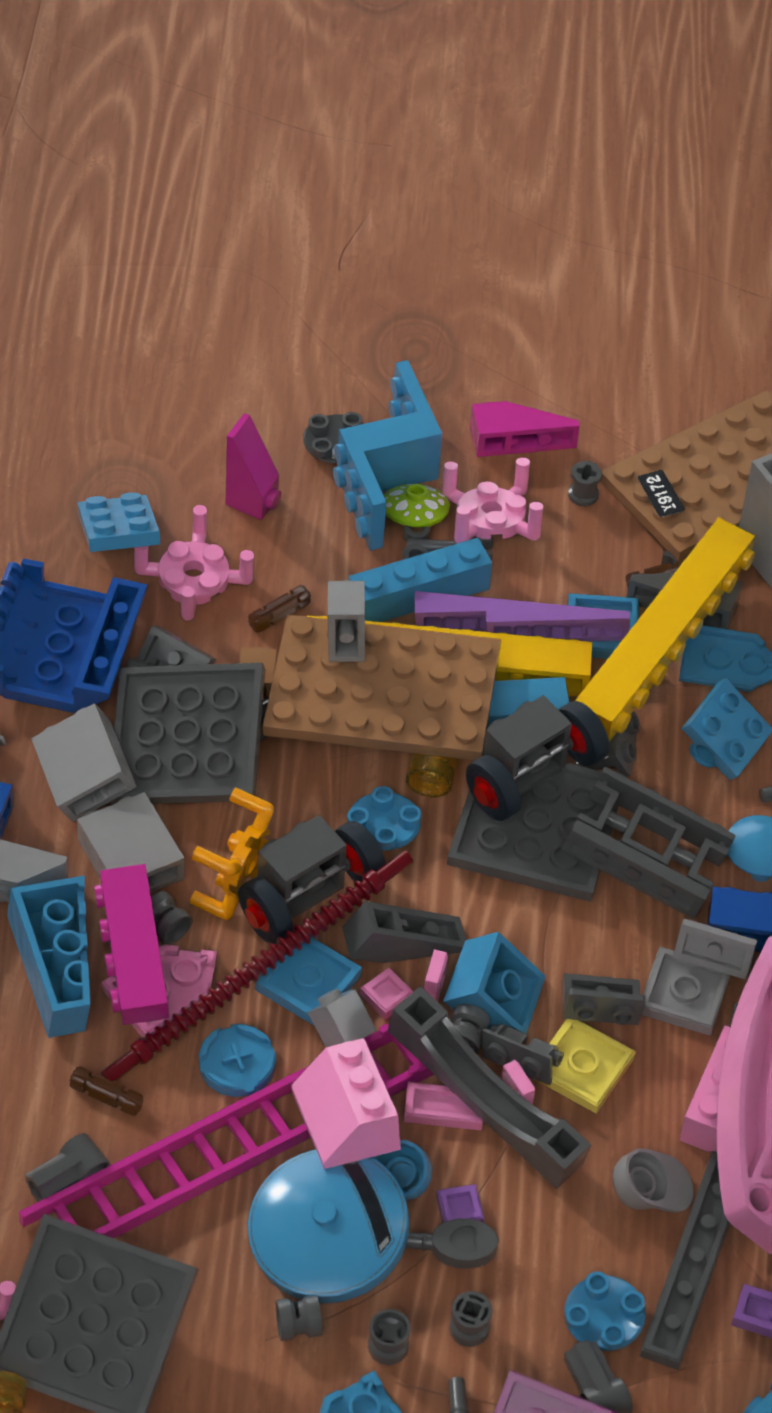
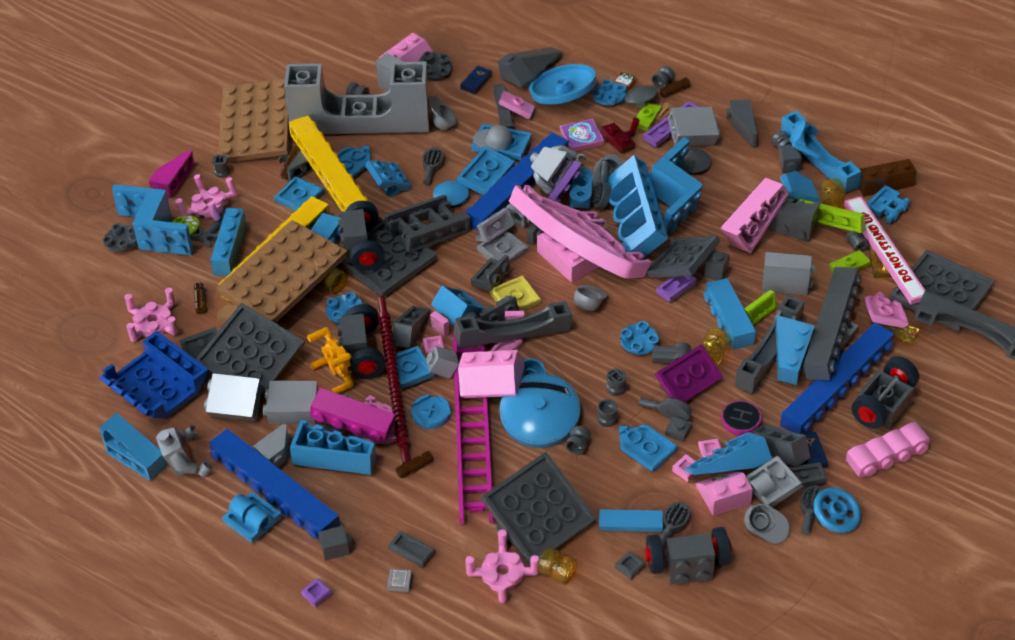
camera: 55 degrees left, 5 degrees down
(75, 1162) = (447, 489): dark grey piece -> none
(118, 522) = (107, 330): dark azure plate -> none
(250, 472) = (123, 273): dark pink slope -> none
(346, 621) = (249, 259): light grey brick -> none
(458, 1243) = (577, 370): dark grey piece -> none
(460, 1203) = (557, 365): medium lavender tile -> none
(520, 617) = (276, 216): medium lavender slope -> none
(661, 493) = (249, 141): black sticker -> none
(688, 1274) = (632, 301): dark grey tile -> none

